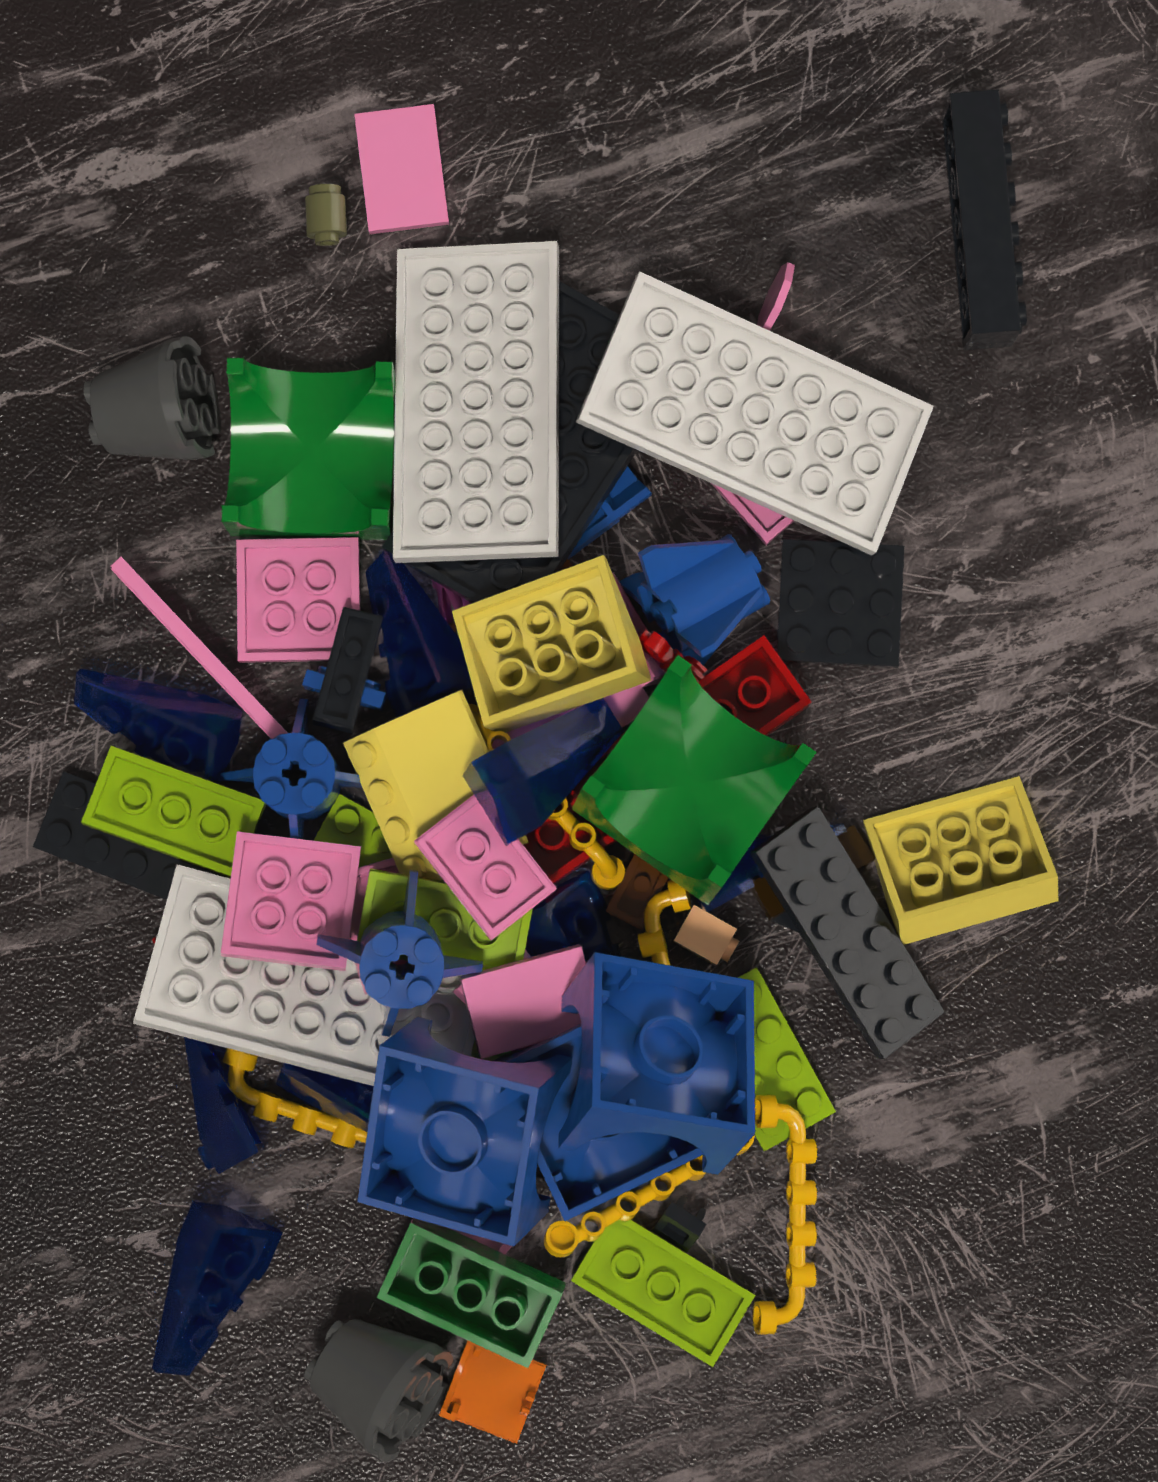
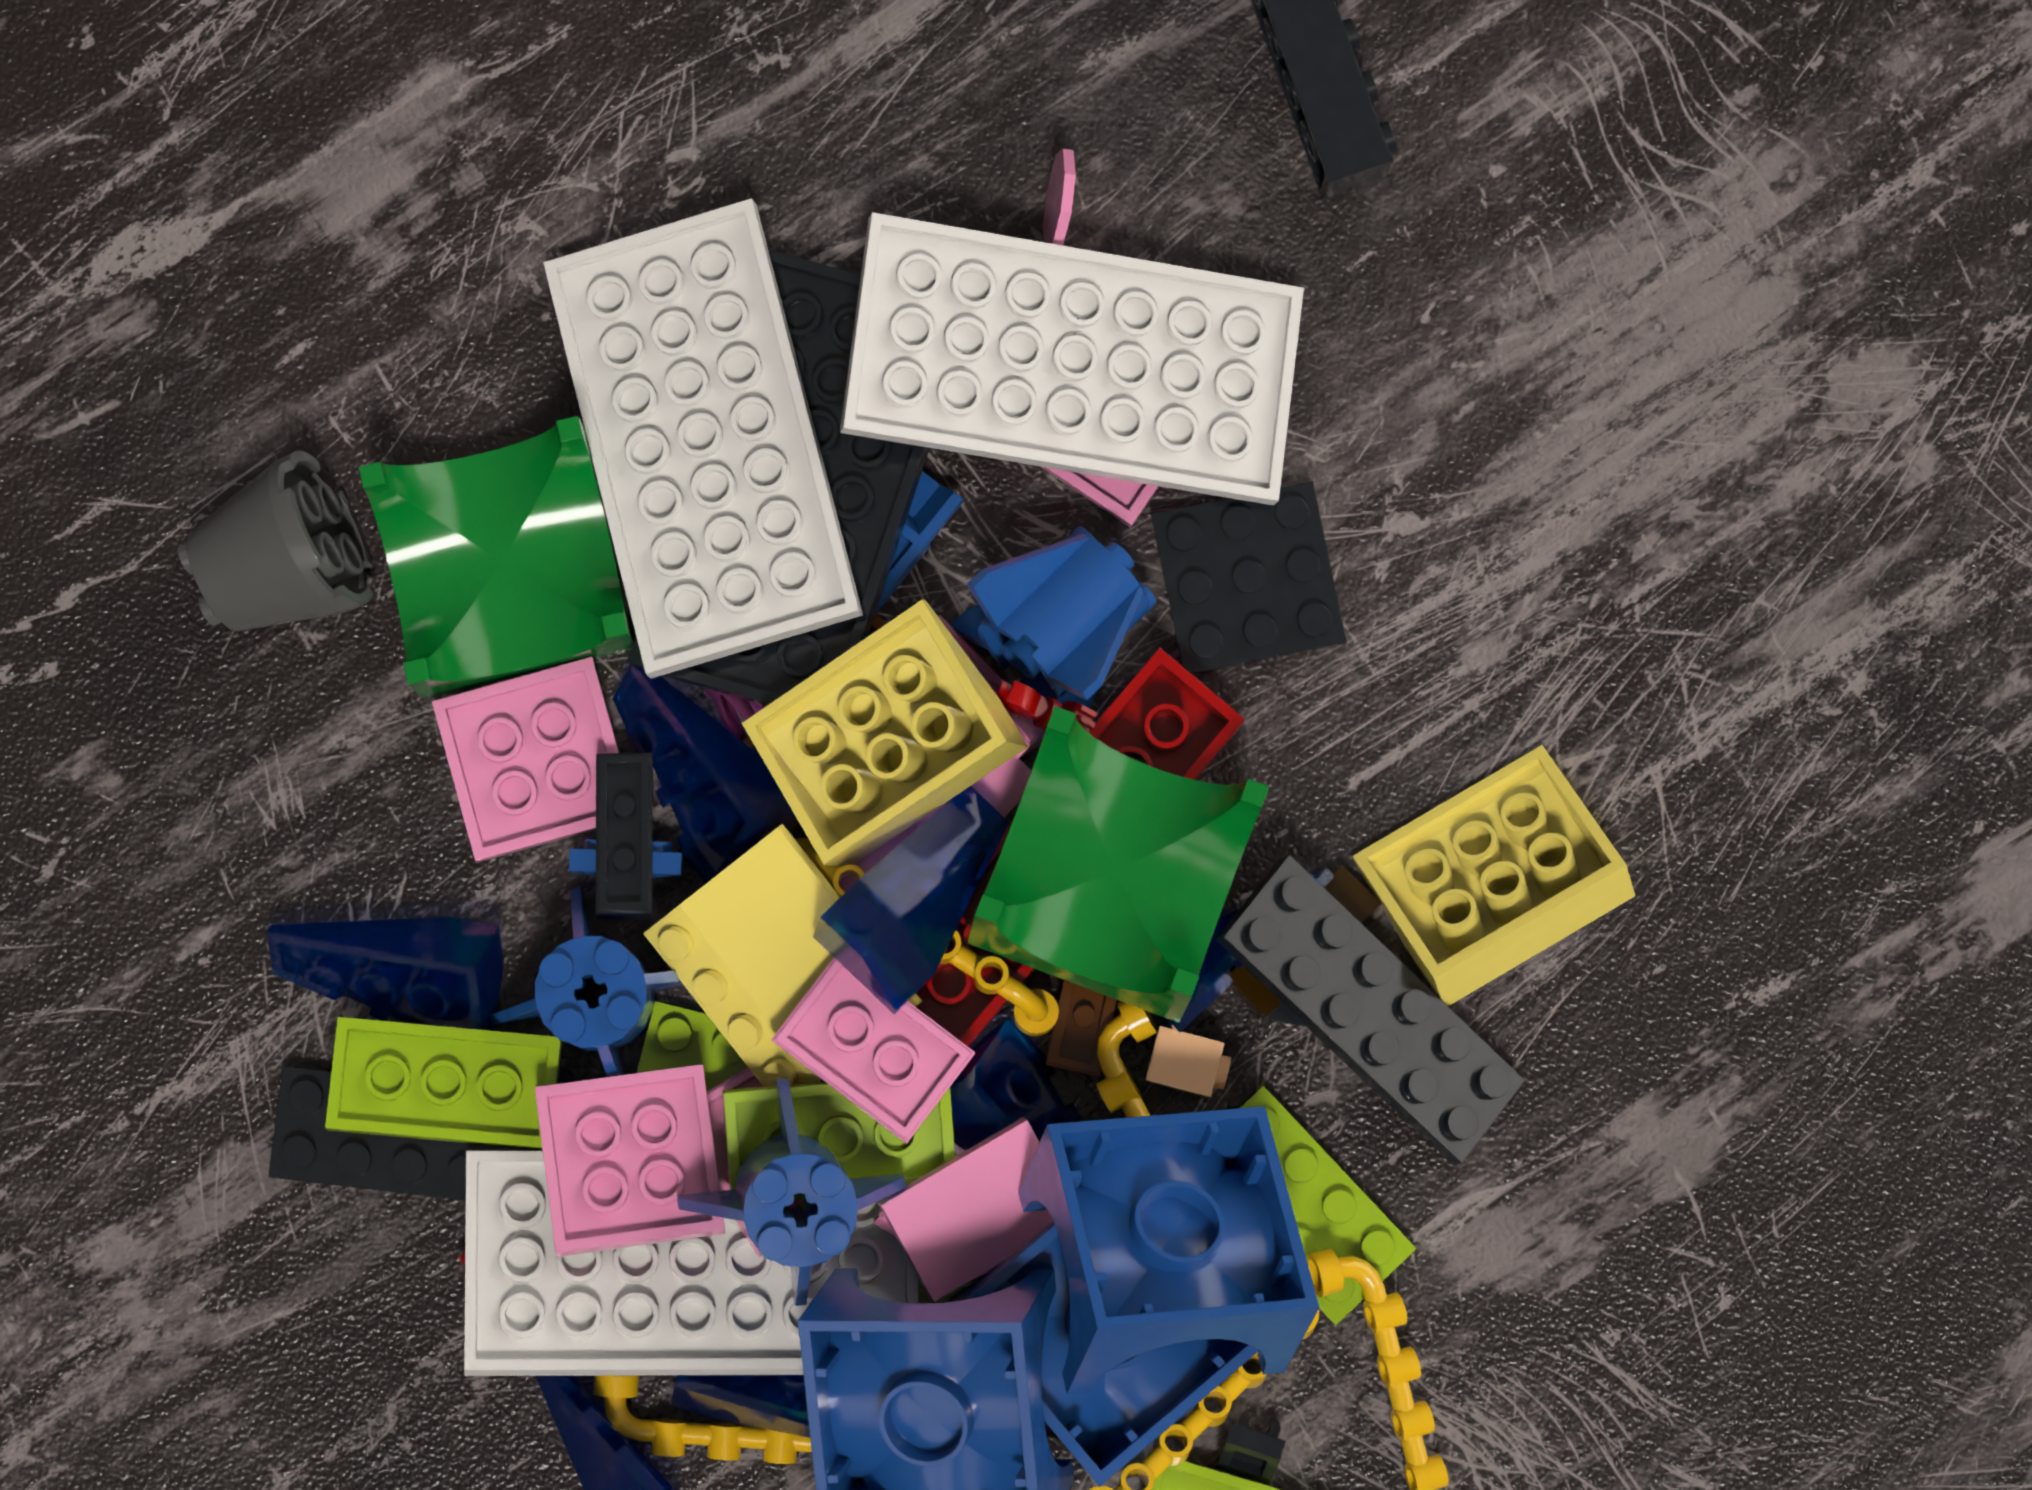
camera: 15 degrees left, 0 degrees up
(197, 648) = (419, 859): bright pink tile -> none
(325, 214) = (437, 240): olive brick -> none
(401, 169) = (521, 154): bright pink tile -> none

